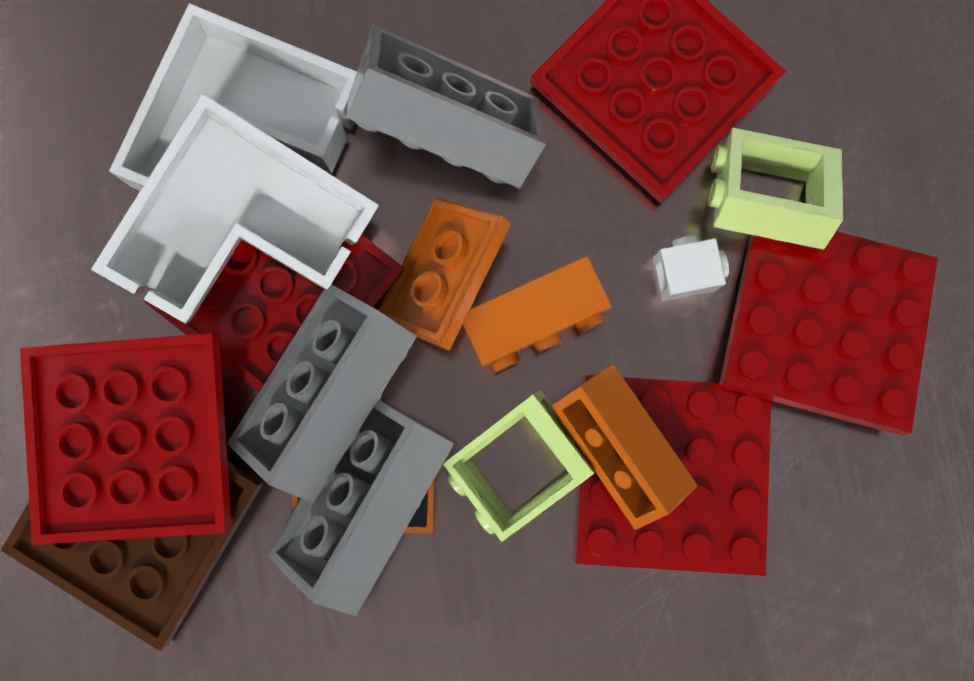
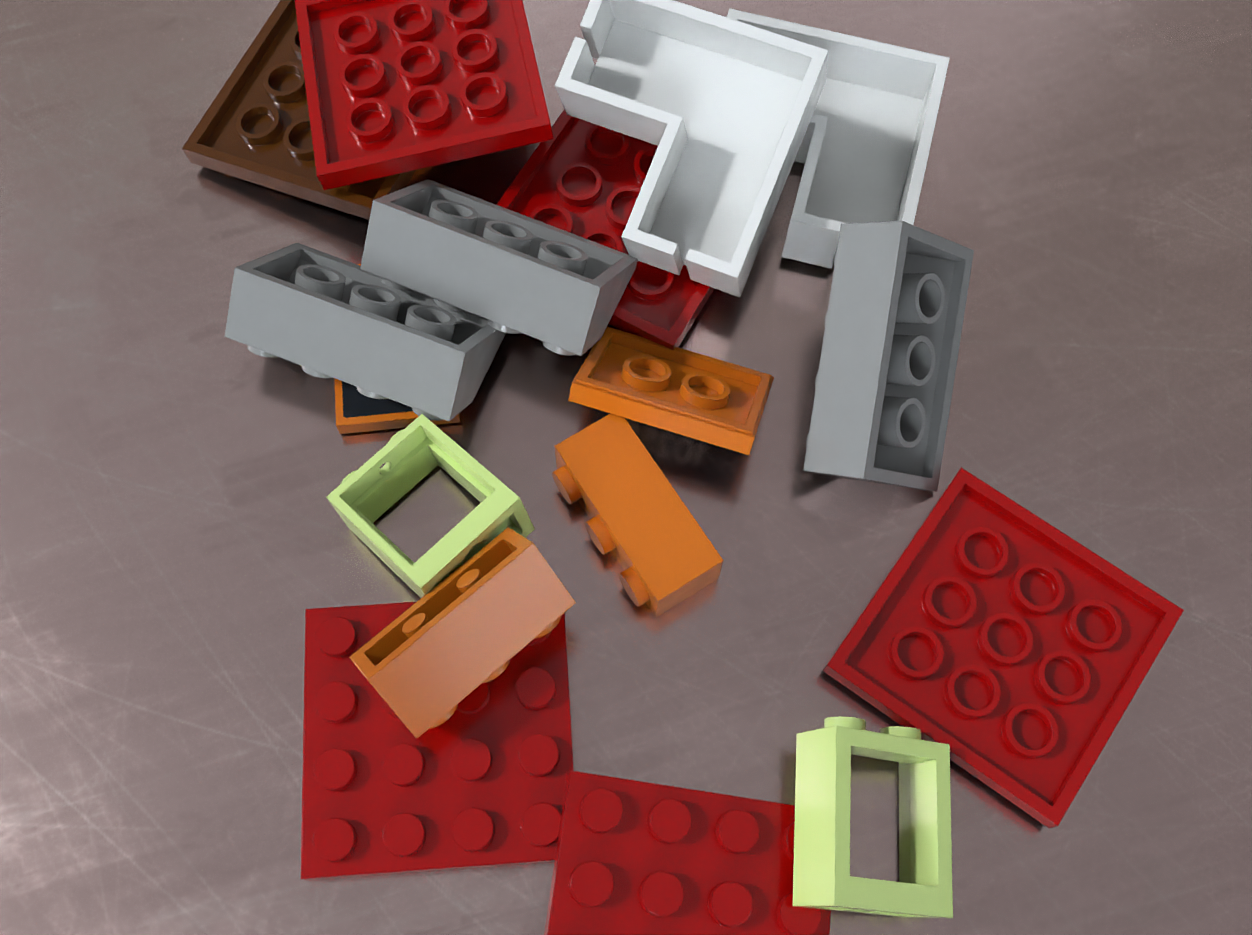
camera: 80 degrees right, 15 degrees down
(690, 268) = (733, 715): white brick -> none

